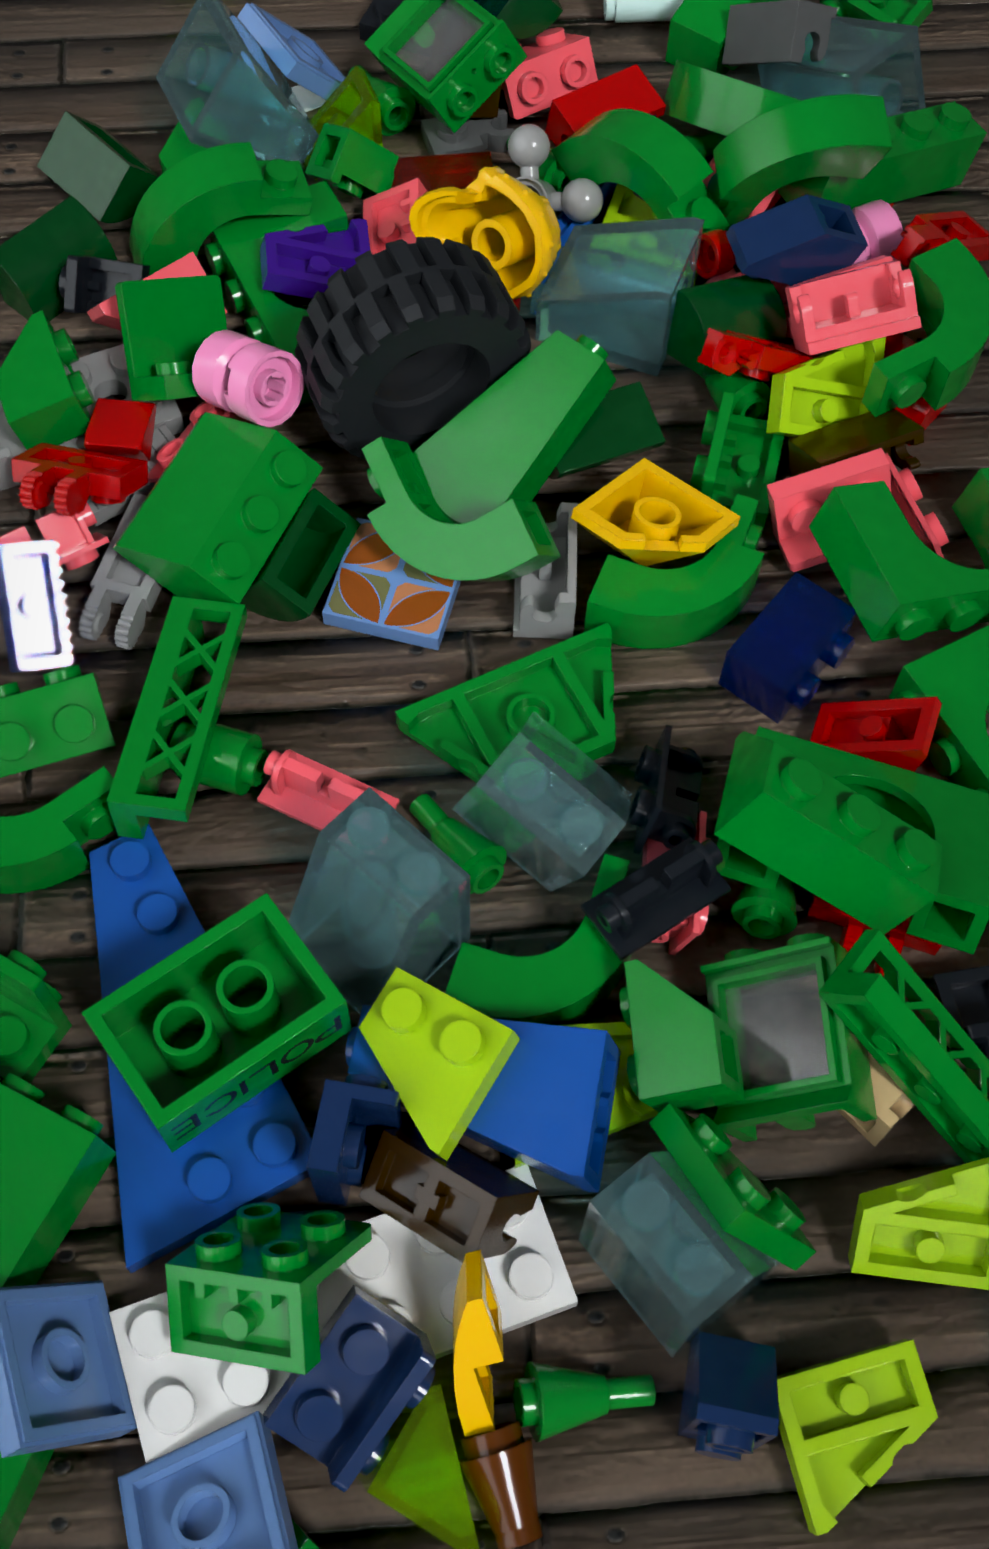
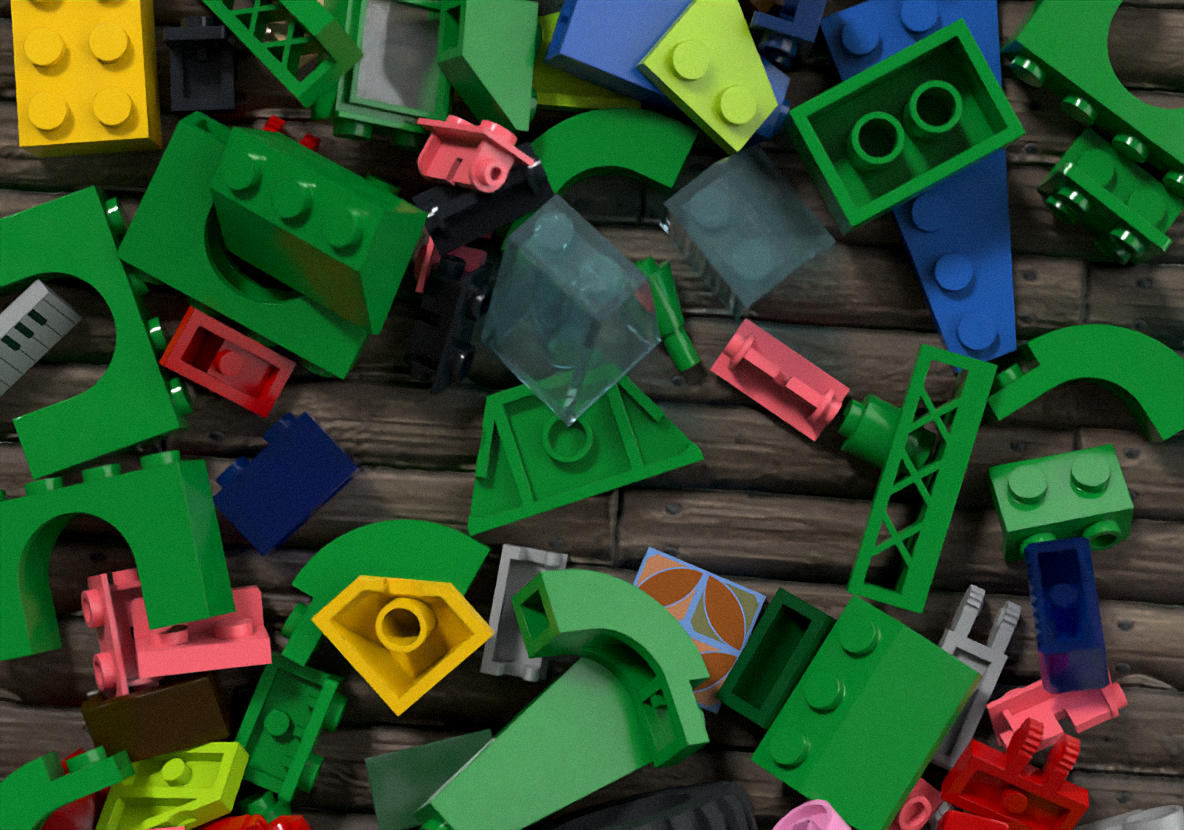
camera: 170 degrees left, 25 degrees up
(681, 919) = (468, 153): none -> coral hinge

